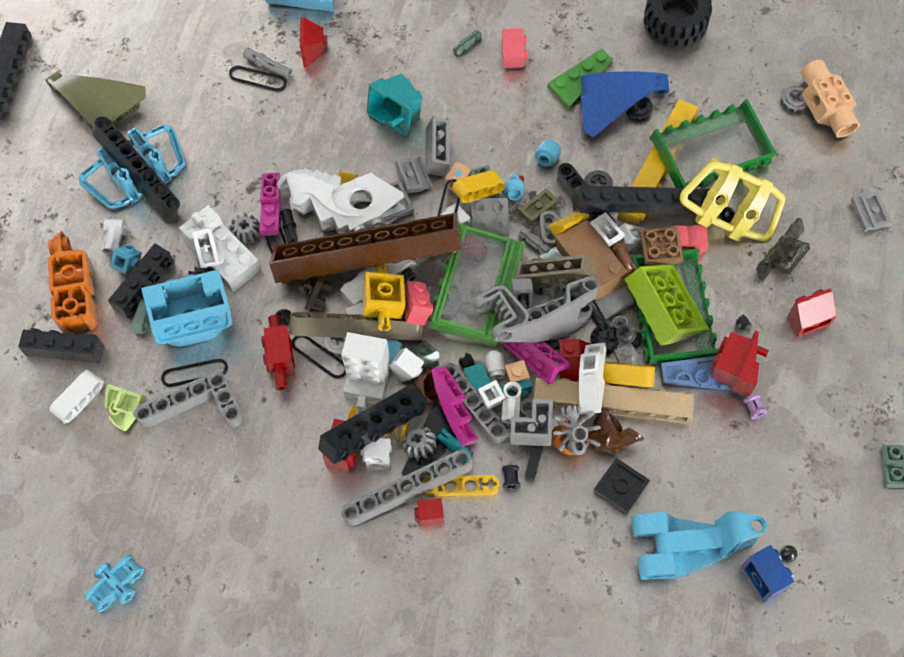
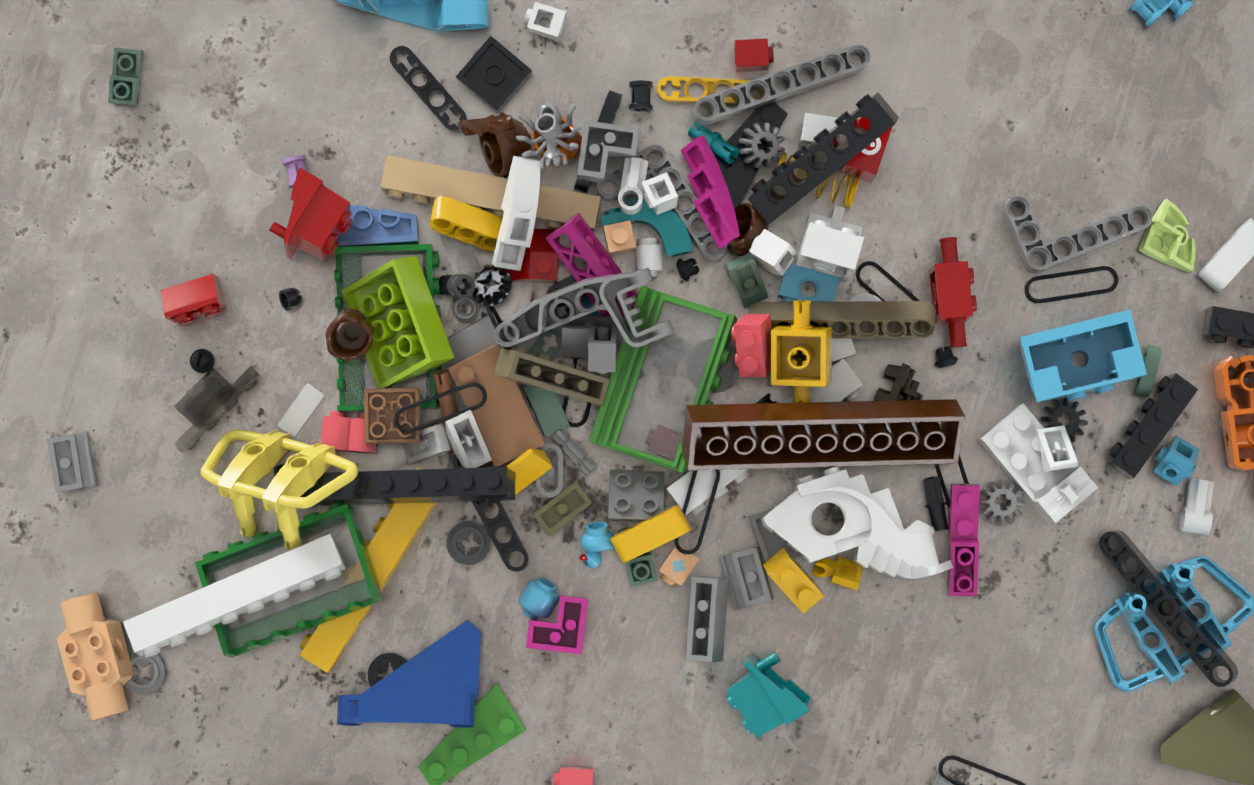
camera: 175 degrees left, 20 degrees up
(383, 168) = (793, 580): none -> yellow brick
(531, 132) = (564, 635): none -> dark pink brick
(584, 519) = (555, 16): none -> white brick
(626, 241) = (436, 397): none -> black piece
(671, 470) = (424, 92): none -> black beam
(699, 290) = (349, 335): none -> reddish brown hair
(723, 256) = (300, 410): none -> white sticker
(747, 129) = (234, 596): none -> white brick
(797, 280) = (201, 360): none -> black piece

